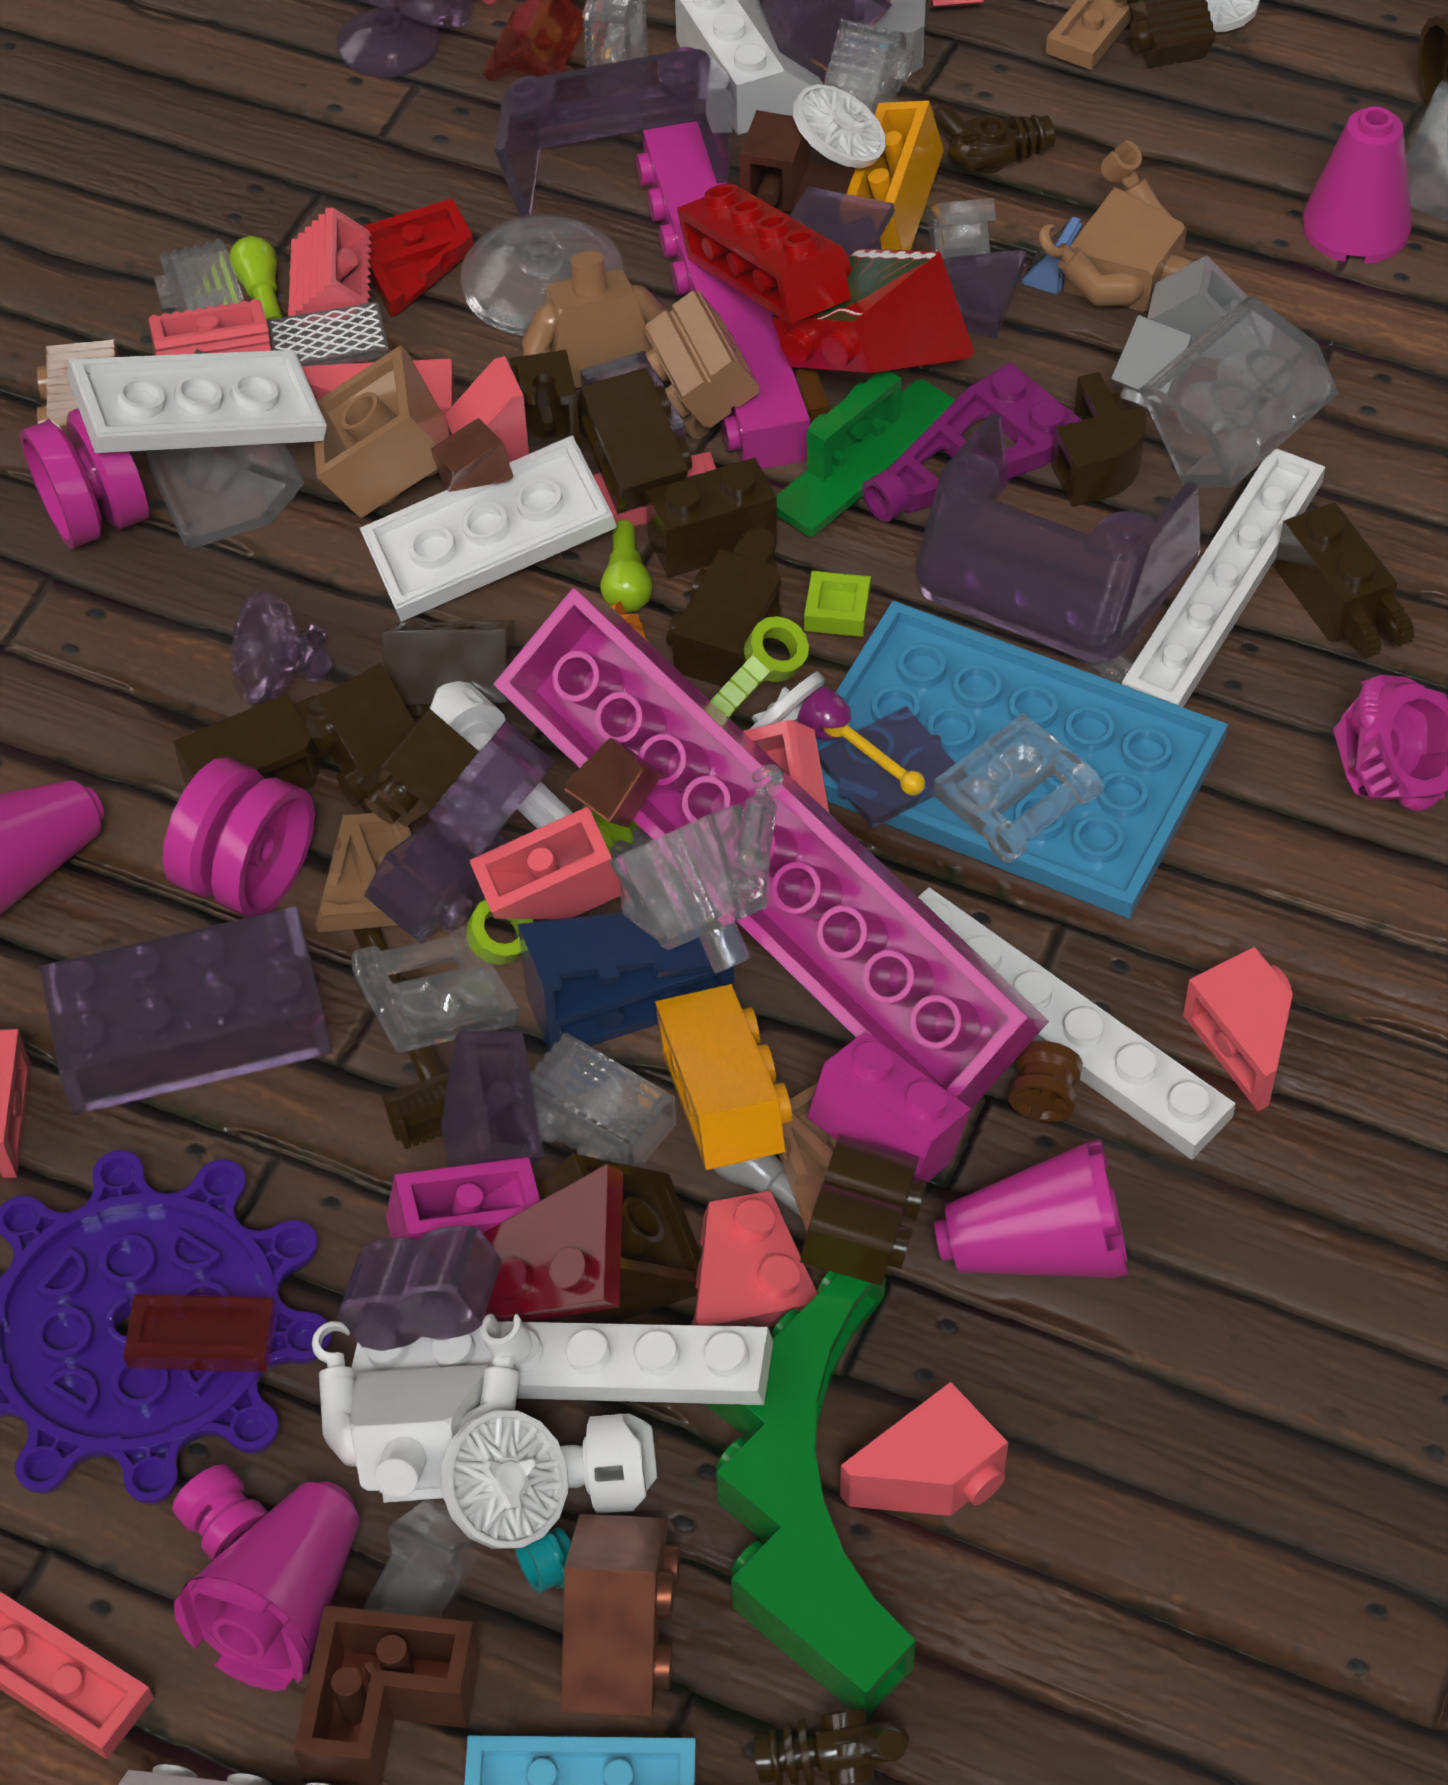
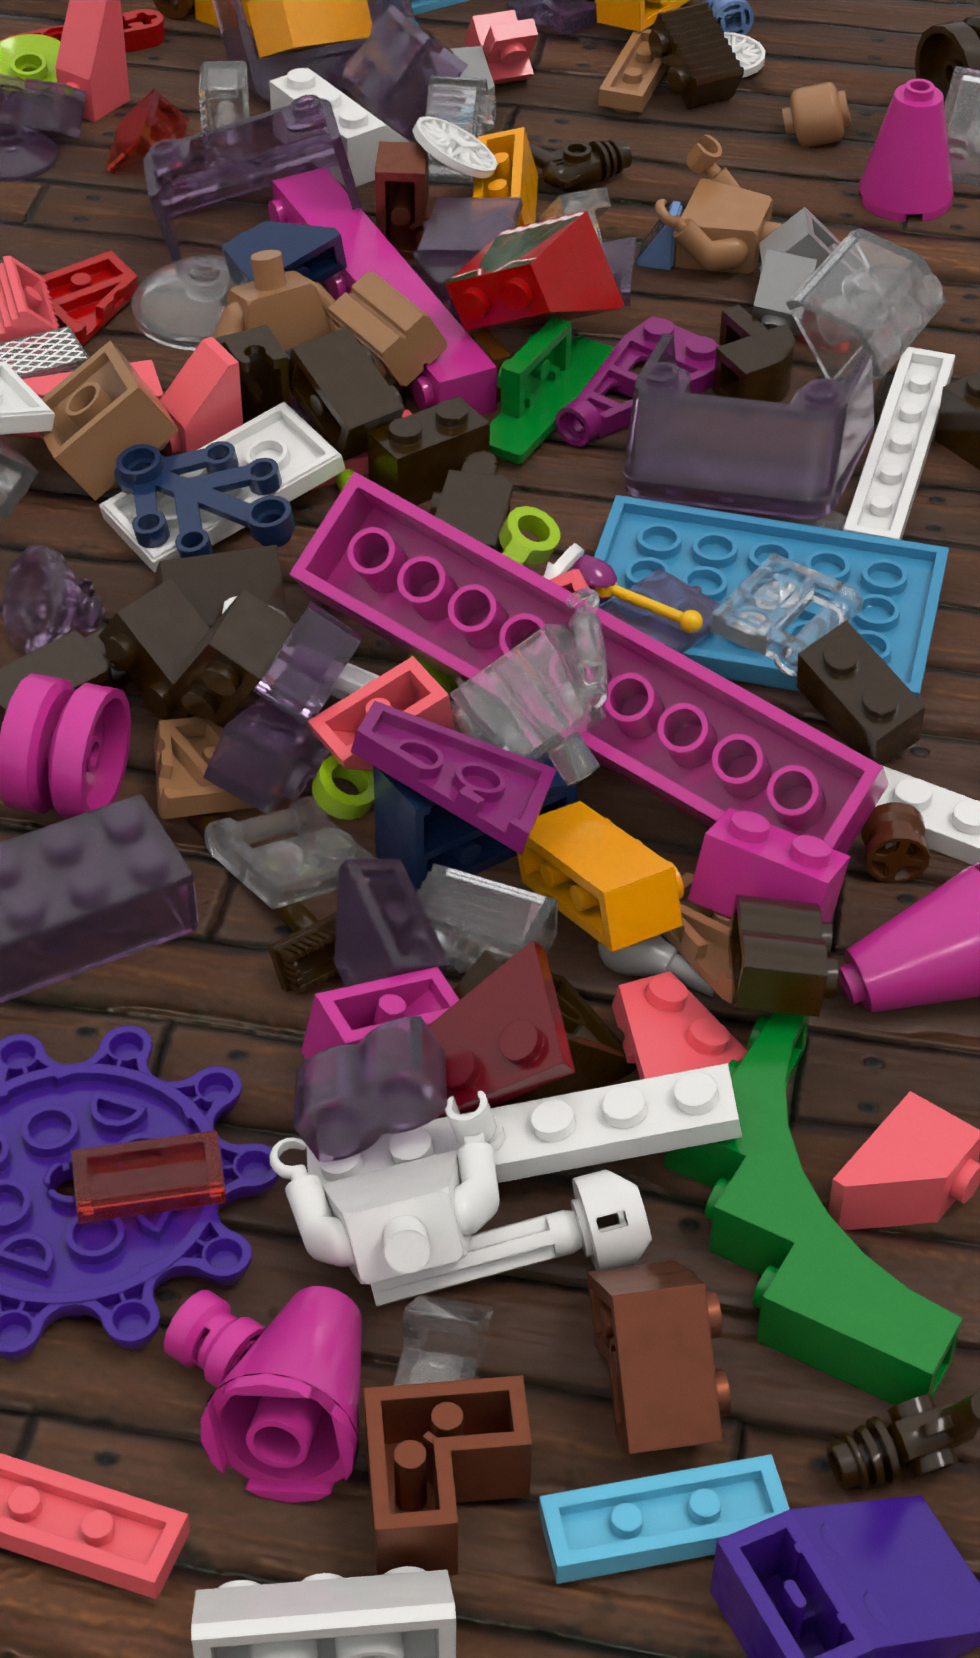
camera: 15 degrees left, 10 degrees down
(410, 503) = (145, 471): none -> dark blue plant
(471, 458) = (199, 422): copper slope -> none
(504, 1479) = (510, 1243): white wheel -> none
(545, 1560) = (559, 1323): teal plate -> none
(597, 952) = (458, 772): none -> magenta wing
(614, 783) = (432, 633): copper slope -> none
(625, 240) = (306, 249): none -> dark blue slope
(764, 253) = (426, 233): red brick -> none
(837, 603) = (567, 503): lime plate -> none
(1059, 904) = (859, 695): none -> dark brown brick
(1285, 104) = (817, 114): none -> medium nougat head

